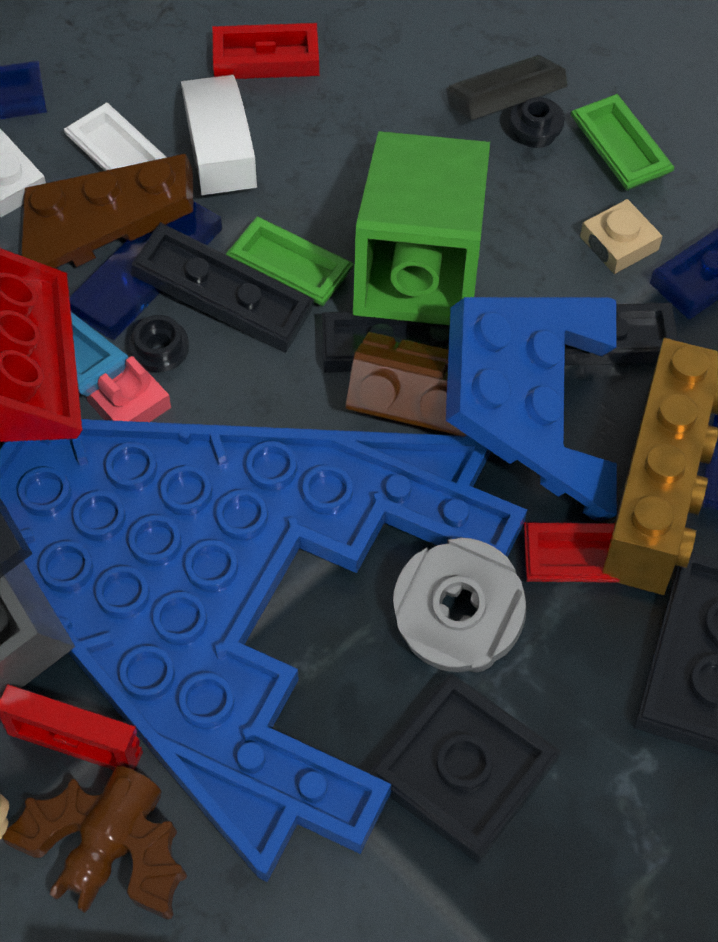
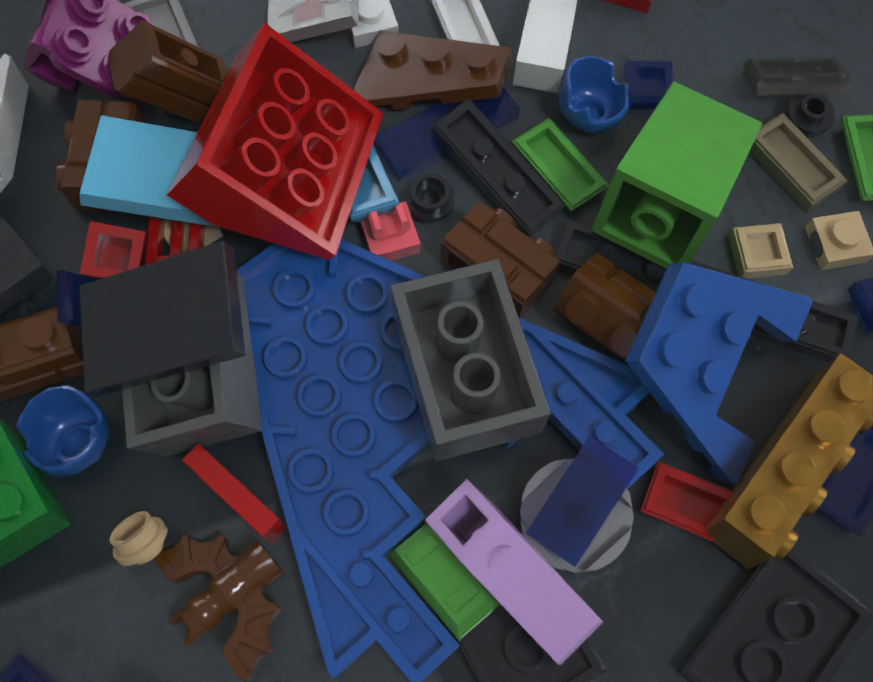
camera: 20 degrees right, 10 degrees up
(264, 378) = (493, 235): none -> reddish brown brick
(276, 483) = (468, 360): none -> dark grey brick
(295, 178) = (591, 95): none -> blue hair
(346, 727) = (443, 581): none -> bright green tile
(348, 146) = (647, 82): none -> clear blue tile
(414, 677) = (513, 571): none -> lavender slope
(459, 582) = (582, 501): none -> clear blue tile
(542, 174) = (796, 163): none -> dark tan tile
(543, 272) = (760, 251): none -> tan tile

